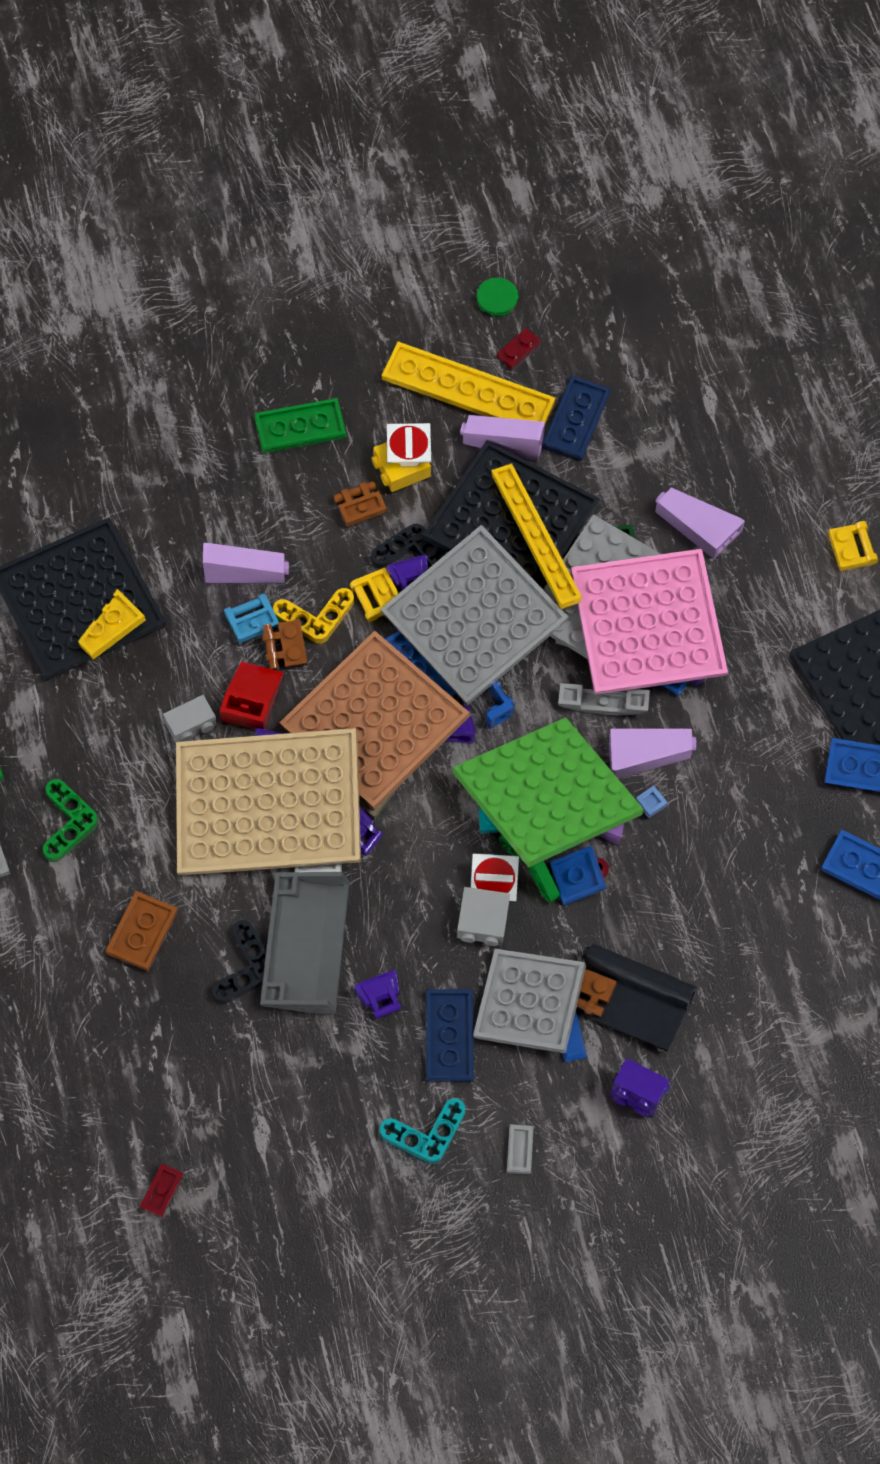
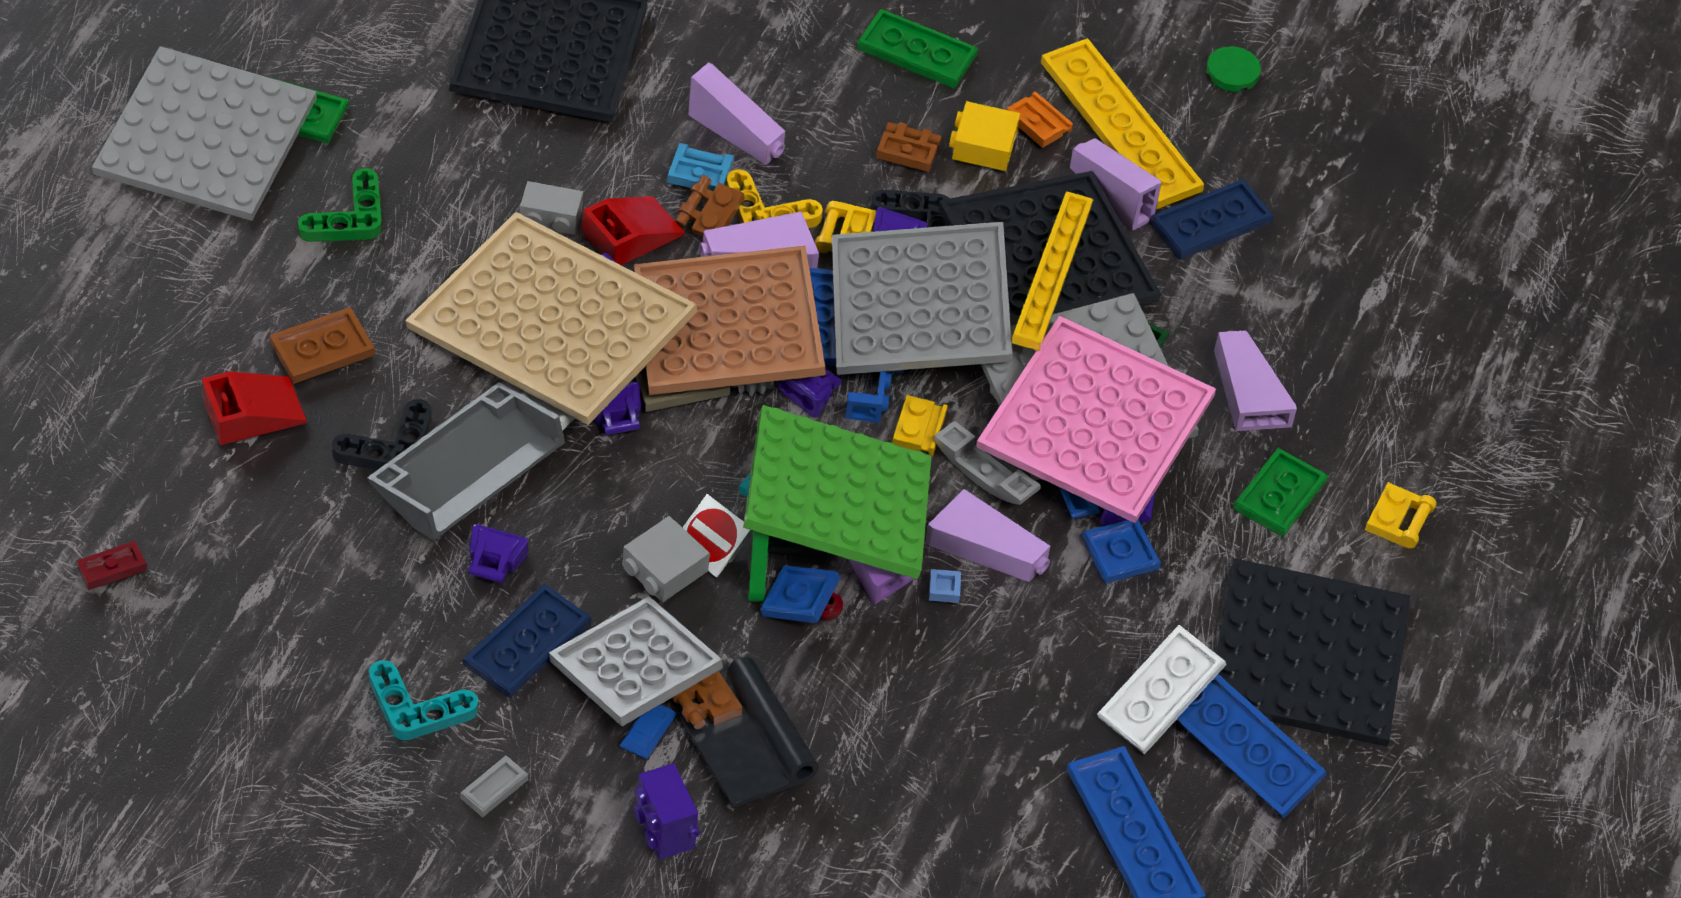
camera: 35 degrees right, 15 degrees down
(113, 624) = (564, 80): yellow wing -> none
(141, 1010) = (250, 404): none -> red slope
(337, 644) = (761, 234): none -> lavender slope
(408, 444) = (1001, 115): piece -> none
(414, 415) = (1040, 119): none -> orange plate
(518, 349) = (1210, 125): dark red plate -> none
(538, 700) = (919, 424): none -> yellow plate
(723, 696) = (1120, 550): none -> blue tile
(775, 583) = (1280, 492): none -> green tile
(832, 775) = (1161, 689): none -> white tile

